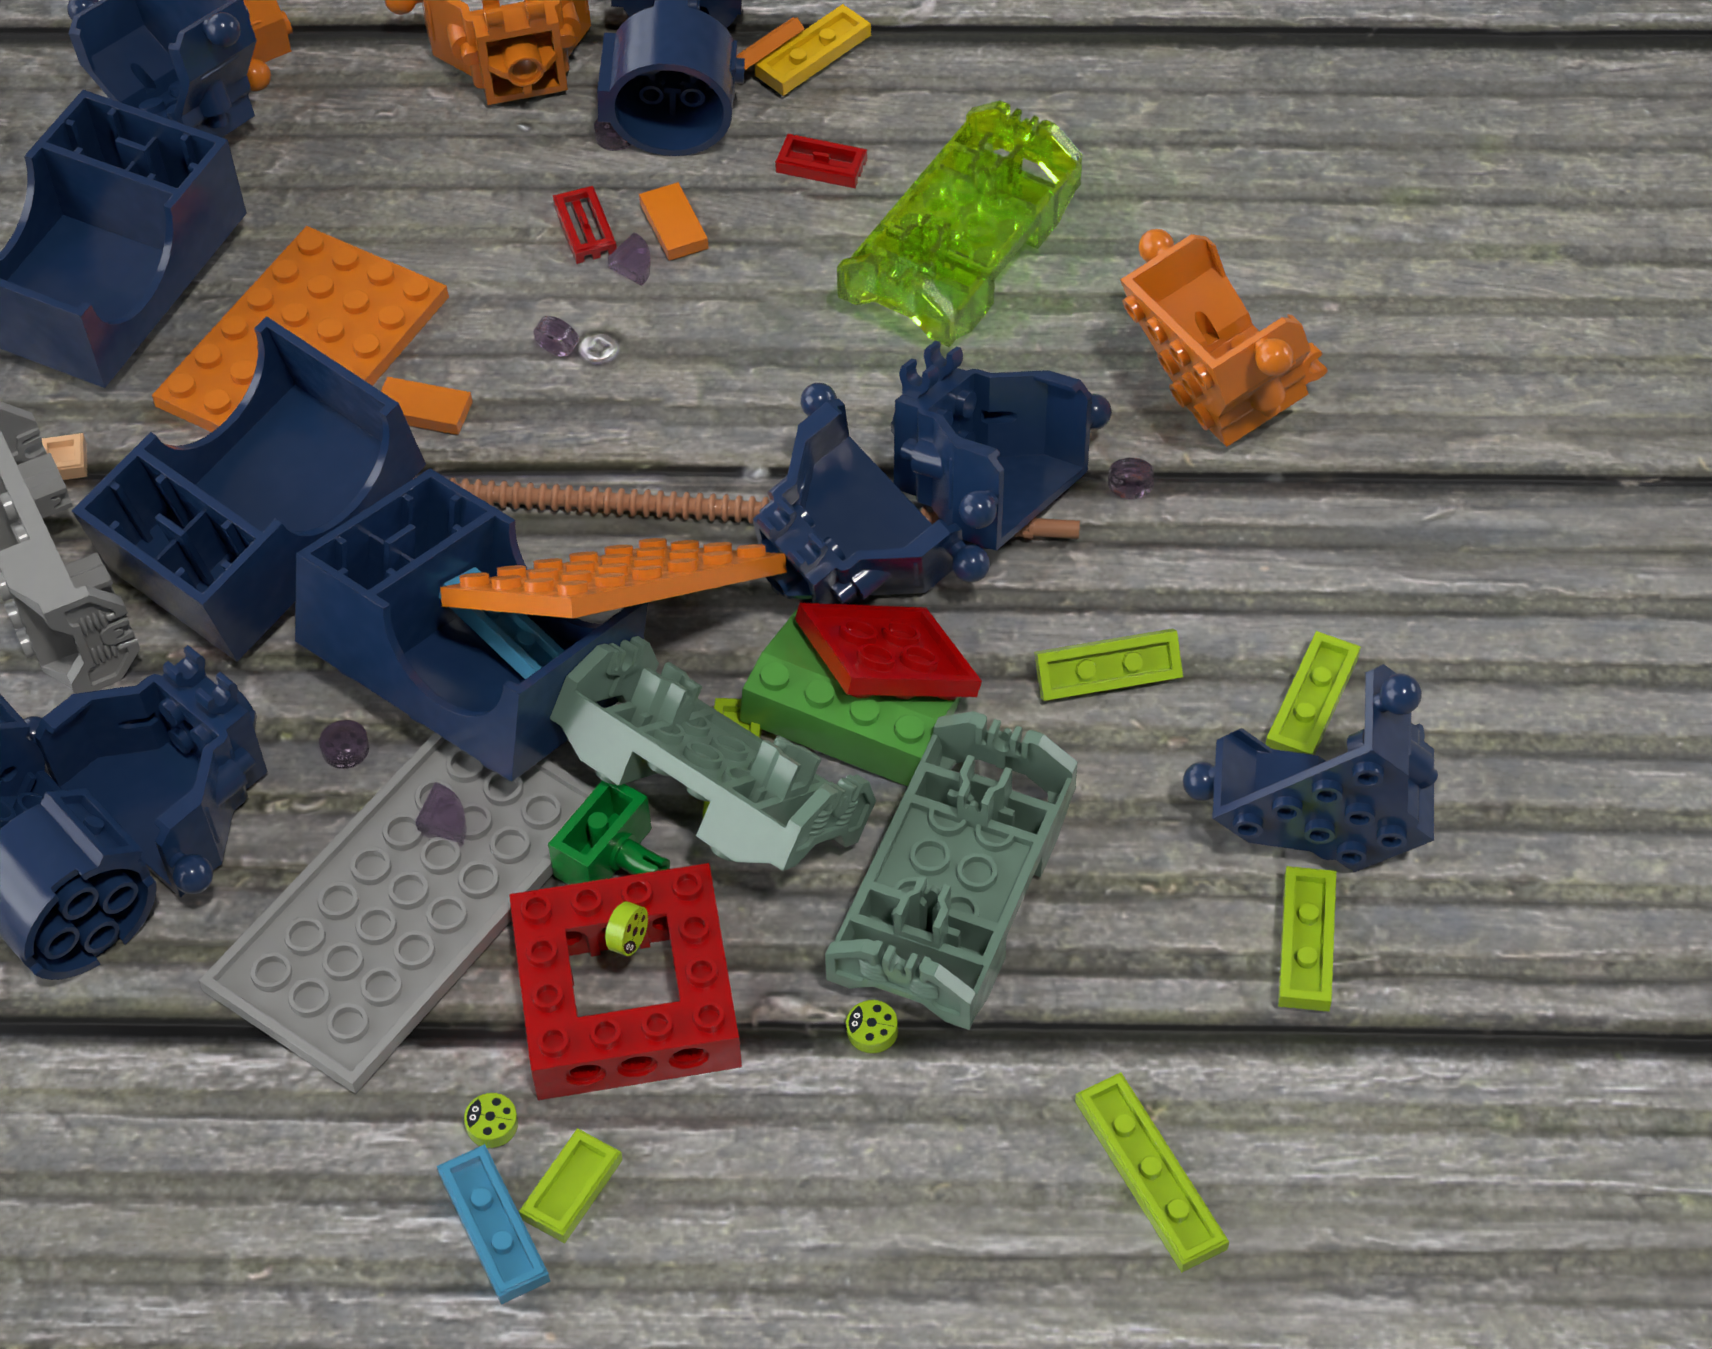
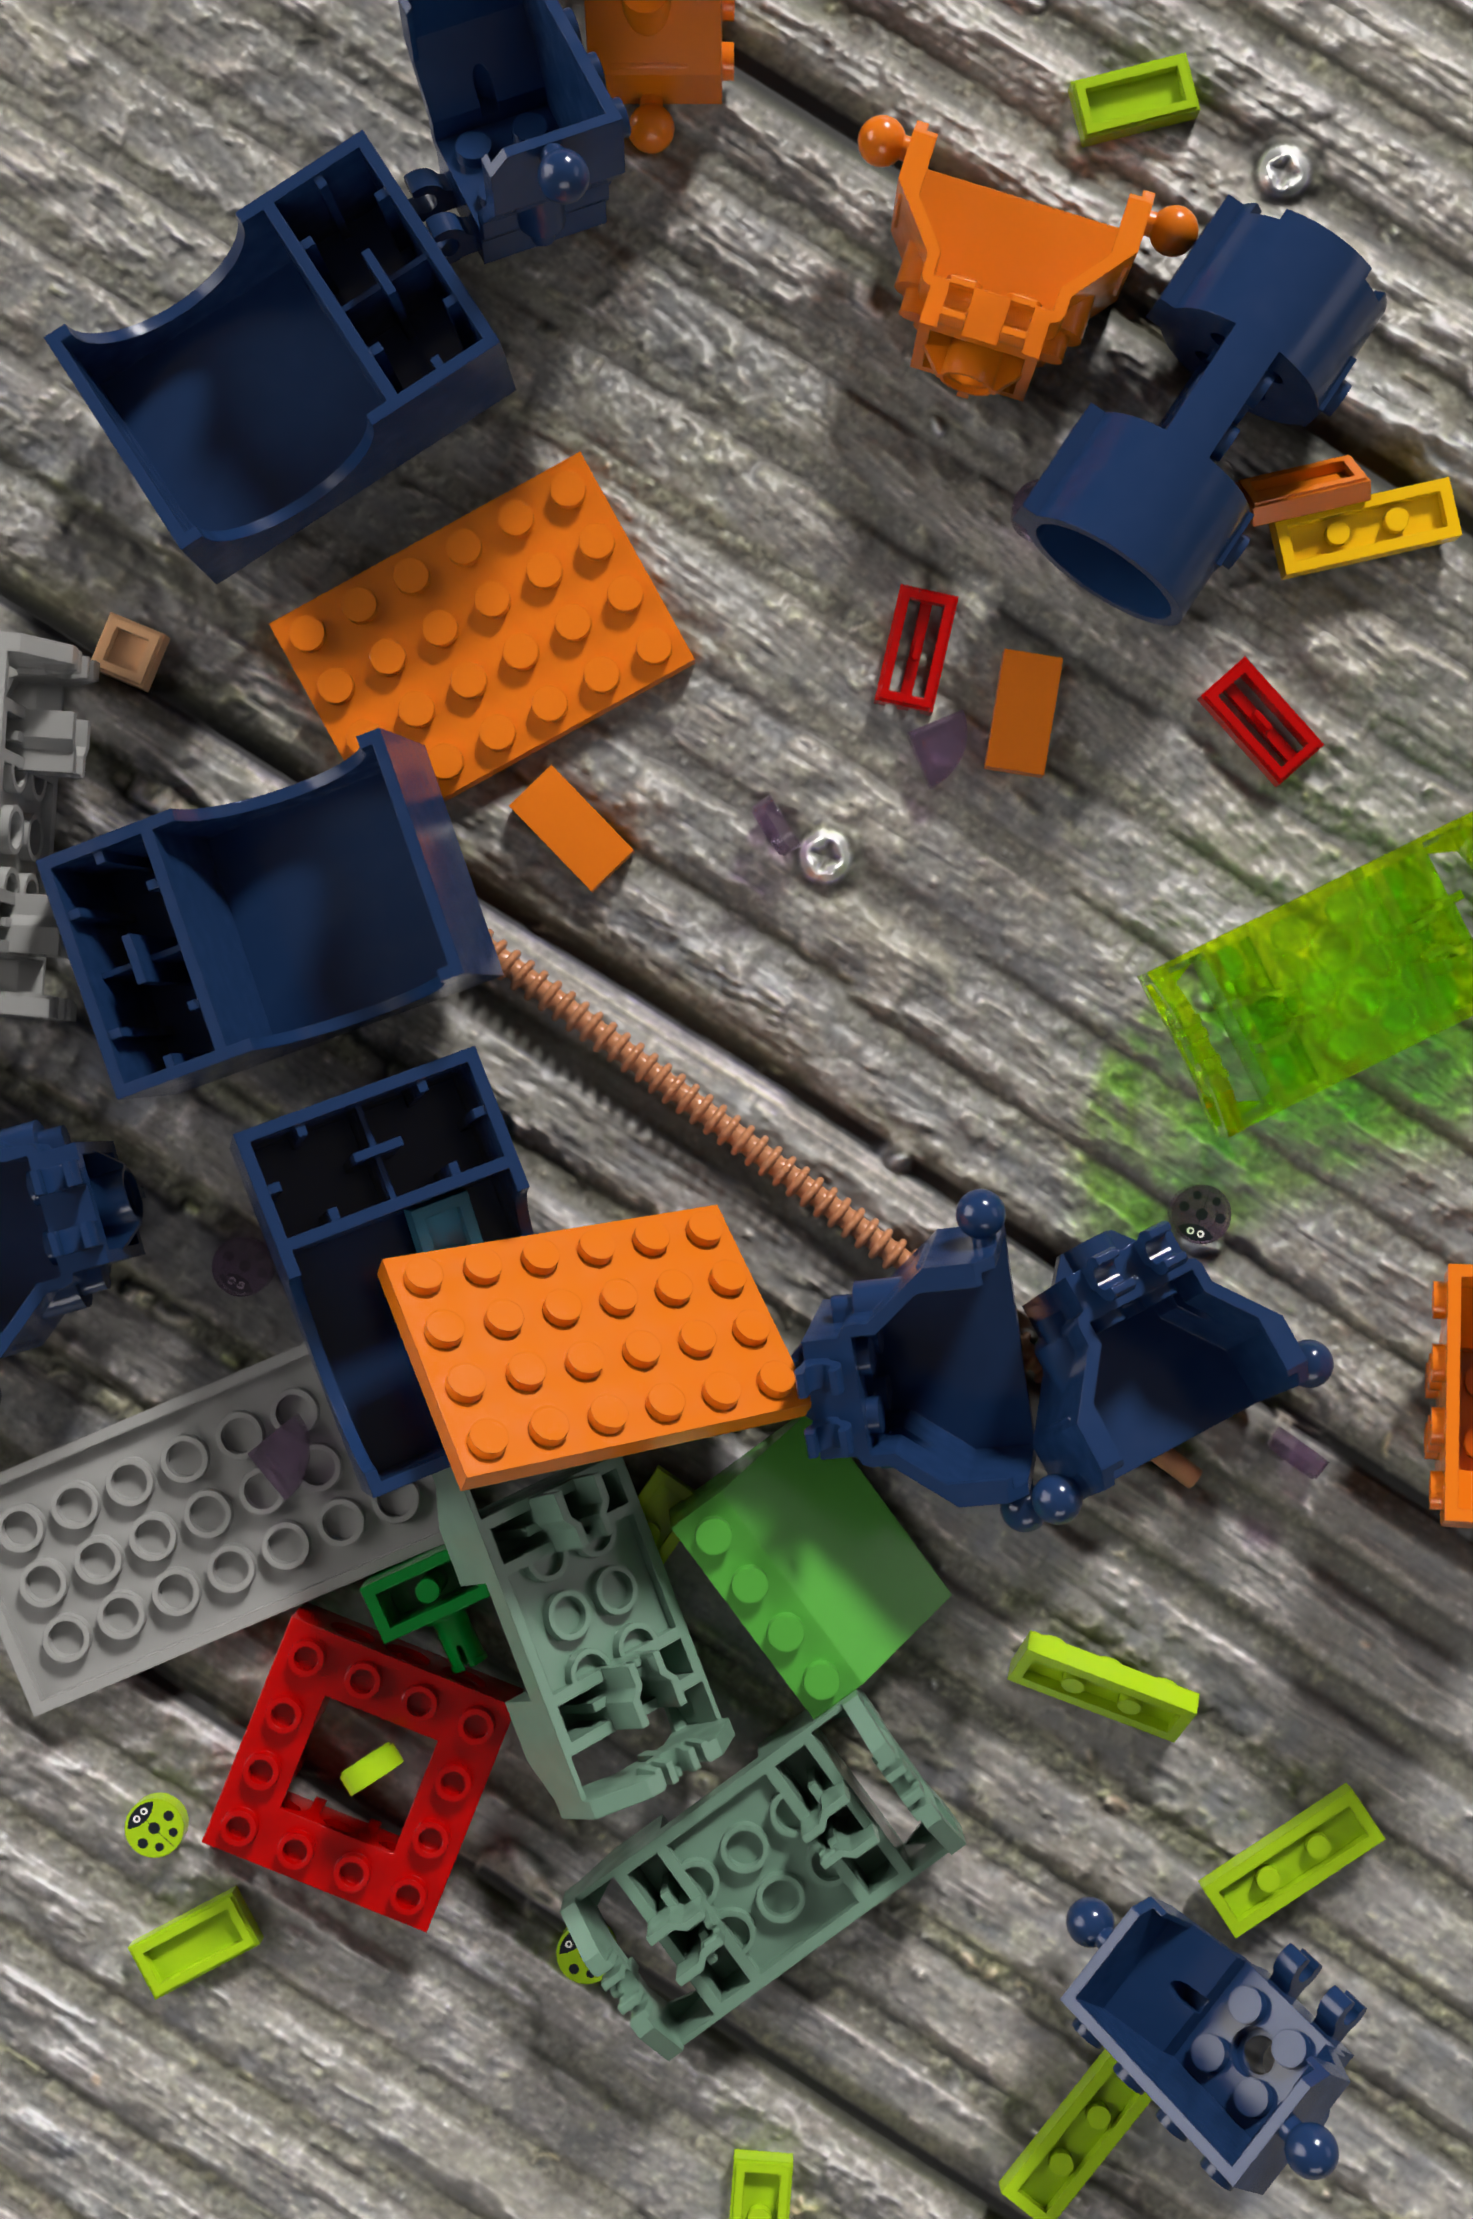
camera: 30 degrees right, 35 degrees up
(493, 1224) = (100, 1937): dark azure tile -> none
(887, 651) = (862, 1558): red plate -> none

